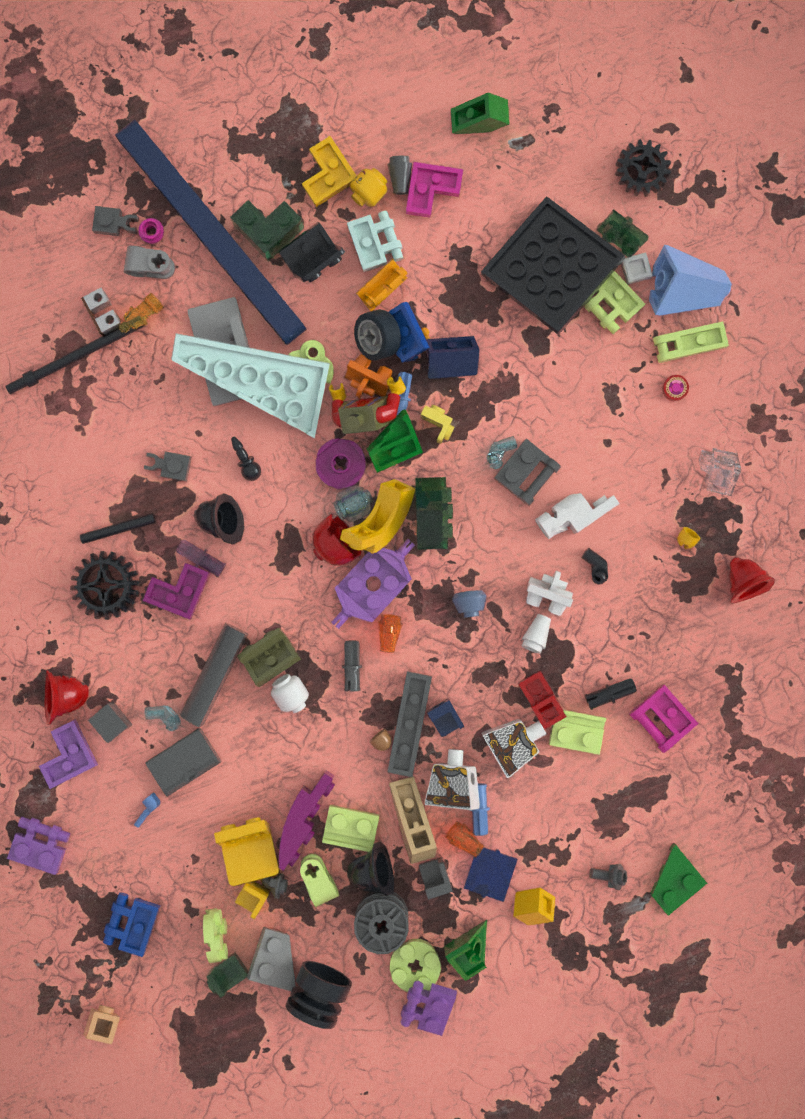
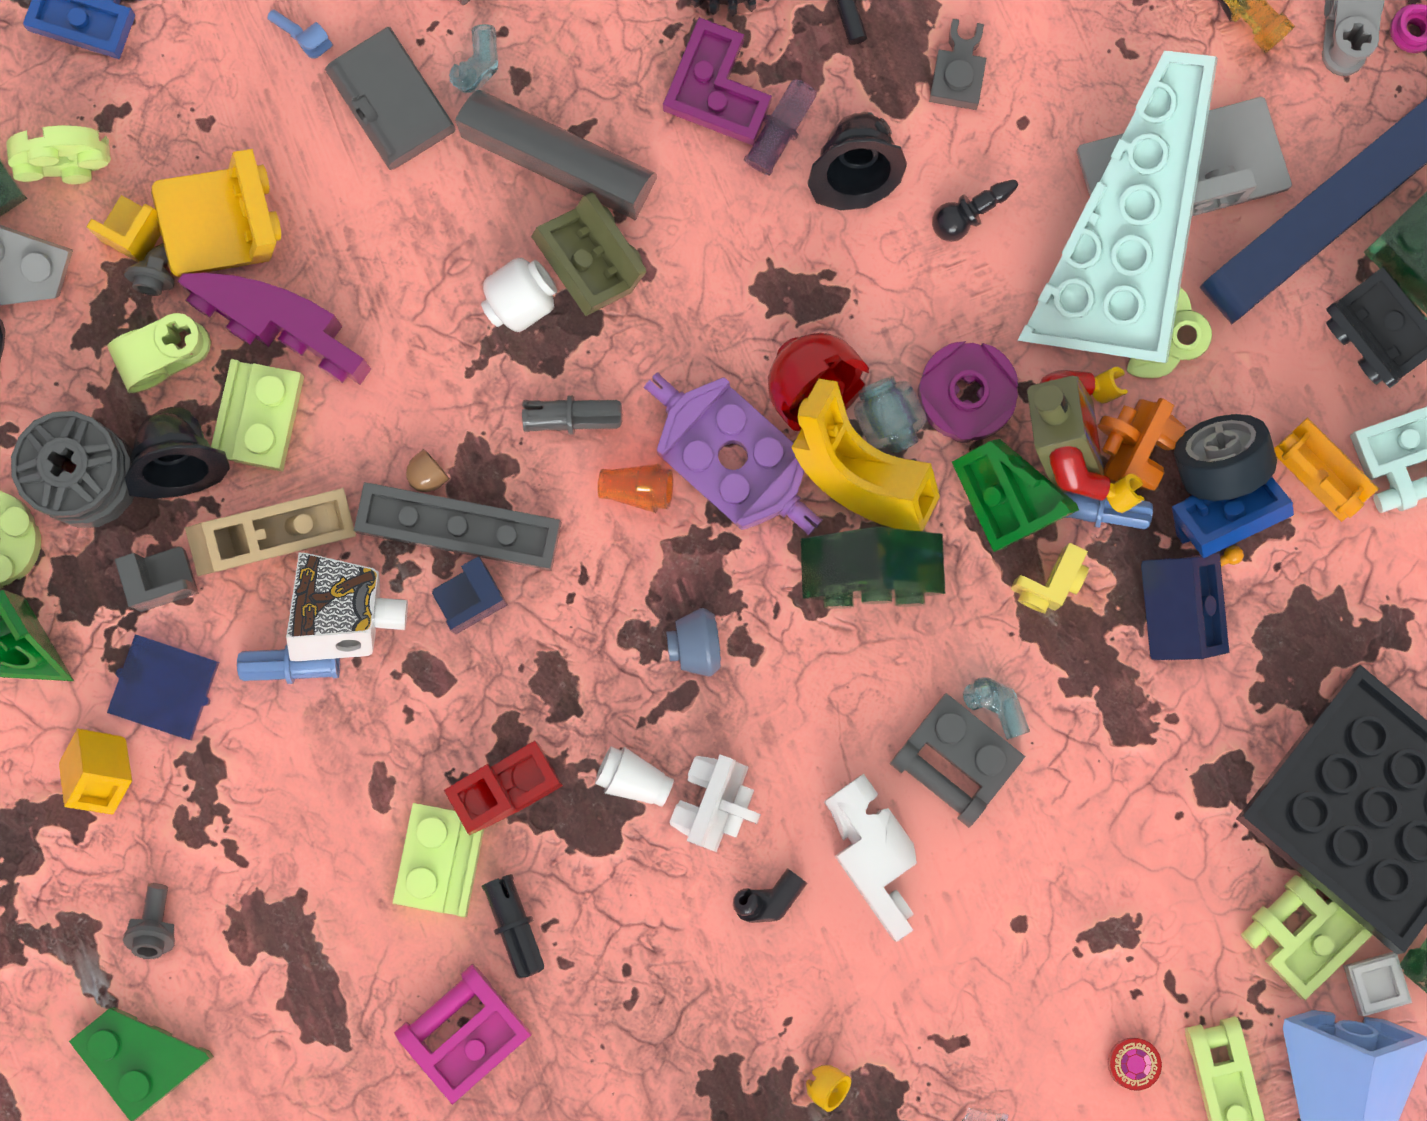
camera: 90 degrees right, 5 degrees down
(464, 839) = (230, 633): clear orange cone -> none
(513, 744) = (415, 729): torso -> none

